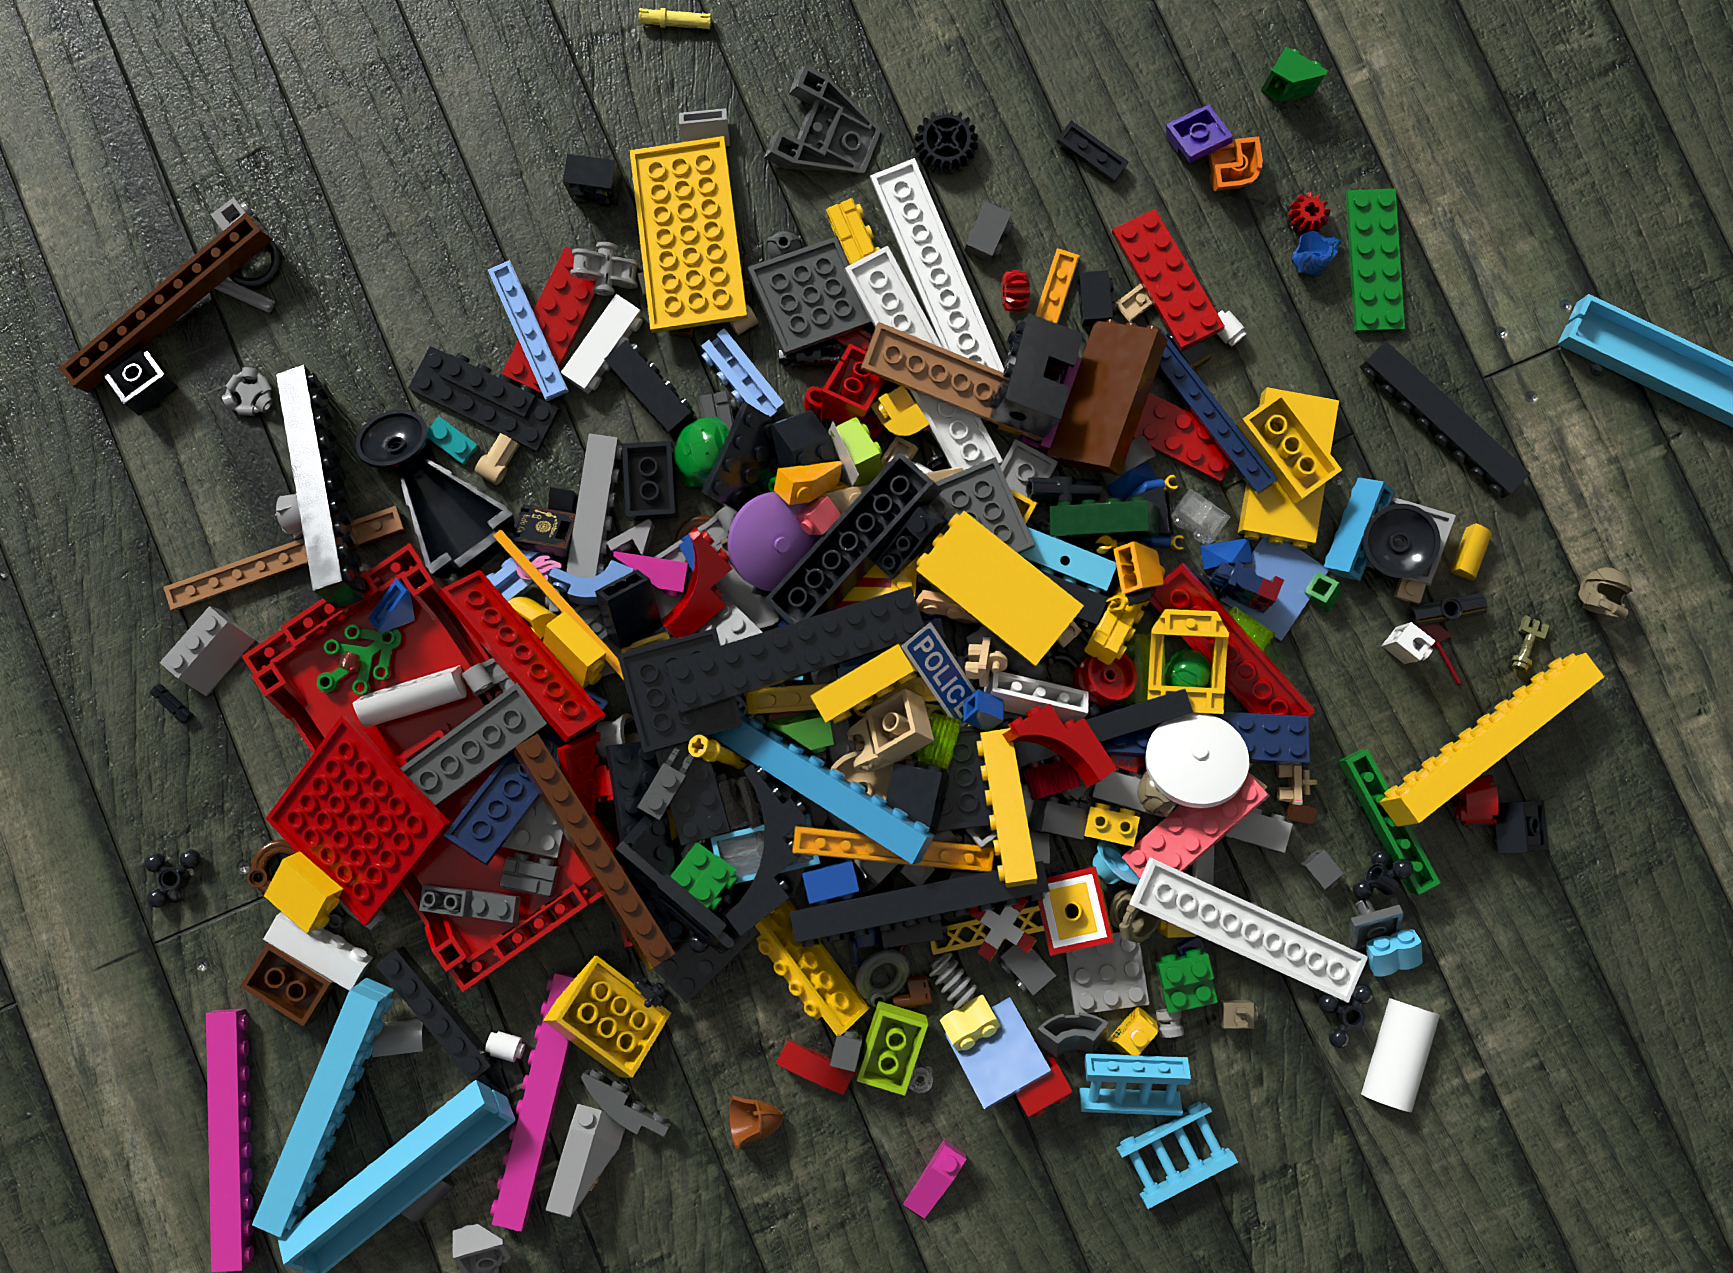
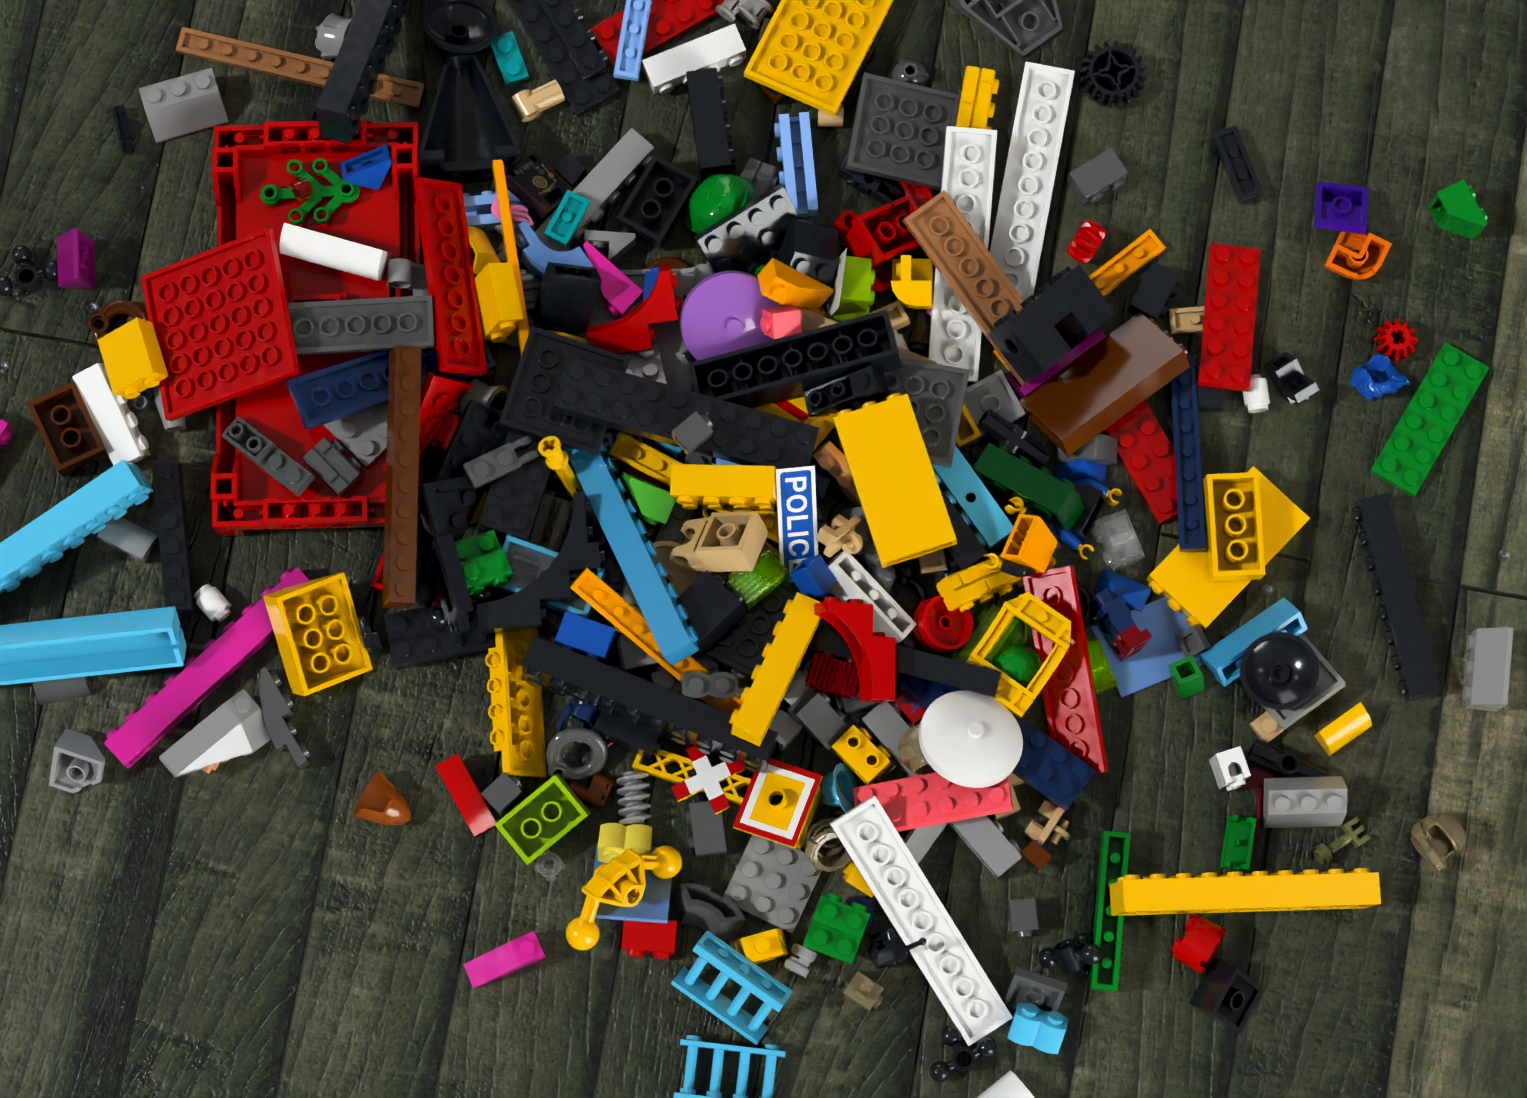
camera: 30 degrees right, 5 degrees down
(204, 838) = (76, 261): none -> magenta slope
(585, 542) = (567, 218): none -> teal plate
(812, 659) = (692, 432): none -> dark grey brick
(961, 852) = (715, 683): none -> dark grey brick
(993, 1070) = (619, 884): none -> yellow piece
(1241, 967) = (895, 950): none -> black piece
(1248, 299) = (1290, 379): none -> black brick
(1310, 560) = (1193, 641): none -> dark grey plate
(1450, 698) = (1238, 843): none -> green hinge
(1483, 630) = (1304, 802): none -> light grey slope
(1556, 429) = (1488, 668): none -> light grey slope

